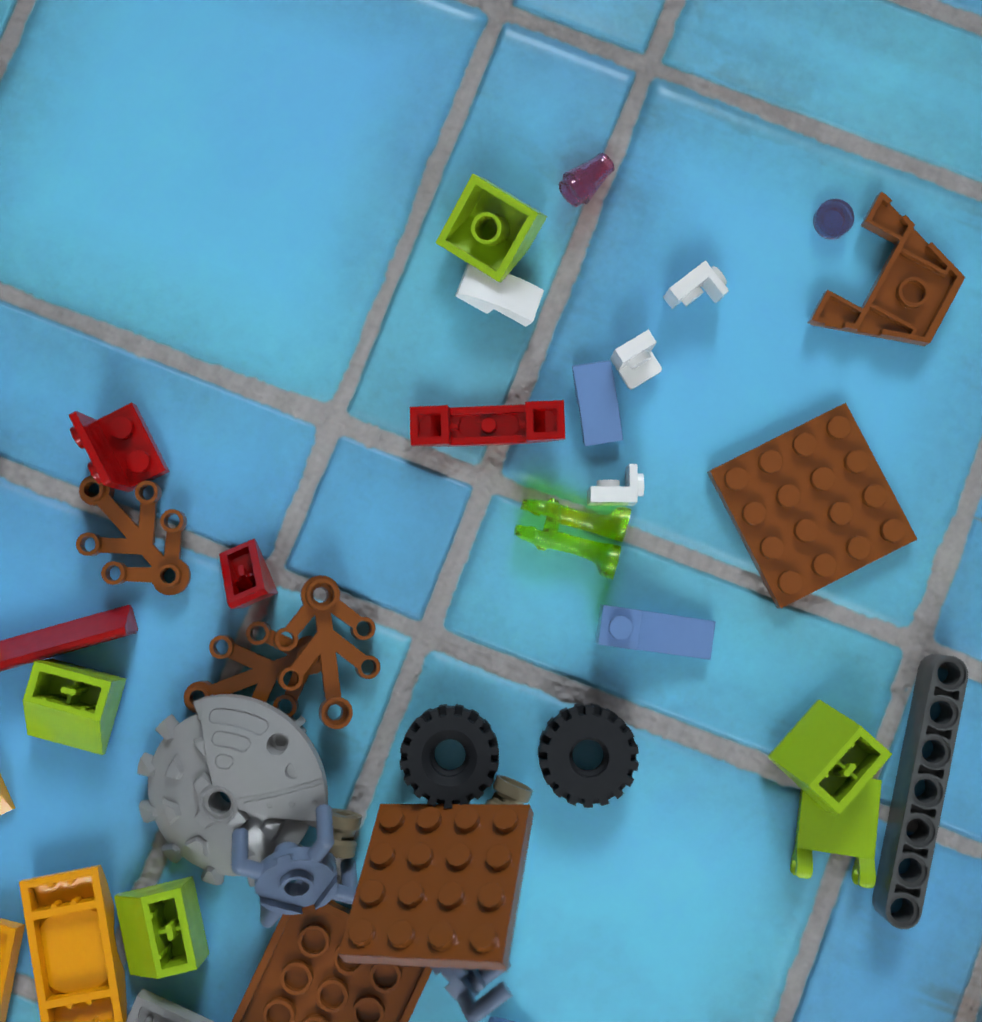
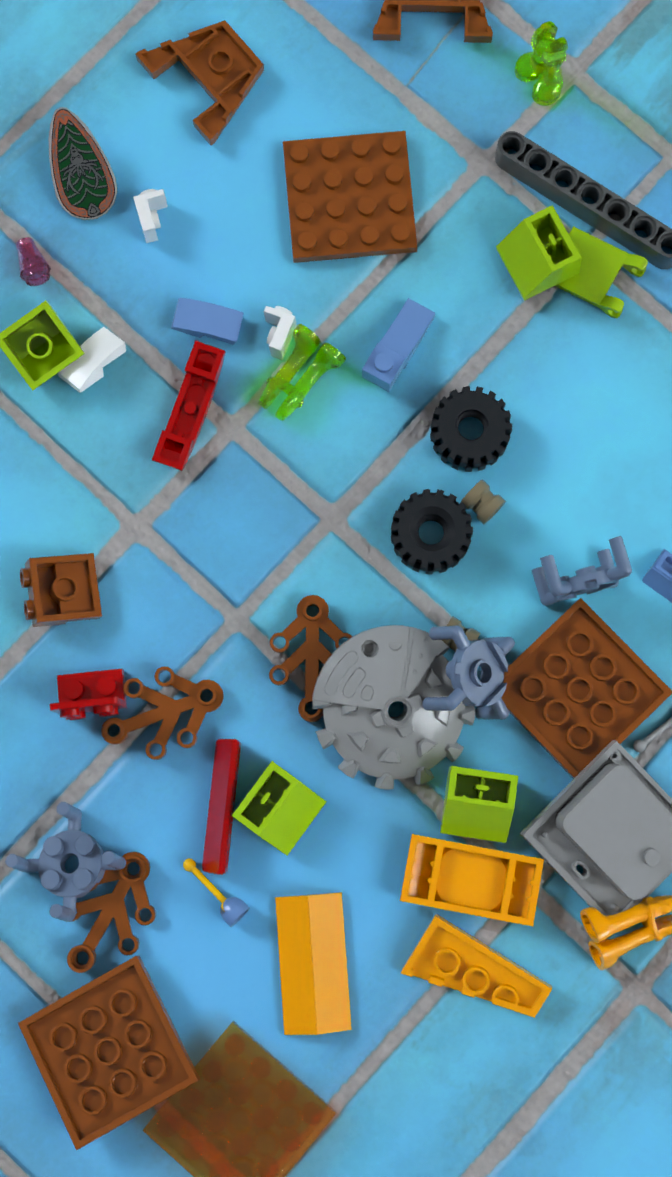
camera: 65 degrees left, 5 degrees down
(225, 368) = (61, 589): none -> dark orange plate
(246, 575) = (230, 635): red slope -> none
(326, 645) = (310, 592): dark orange plant -> none
(440, 886) = (521, 561): dark orange plate -> none
(636, 361) = (187, 279): white bracket -> none
(717, 185) = (79, 168): none -> shield
(833, 219) = (140, 96): clear purple tile -> none

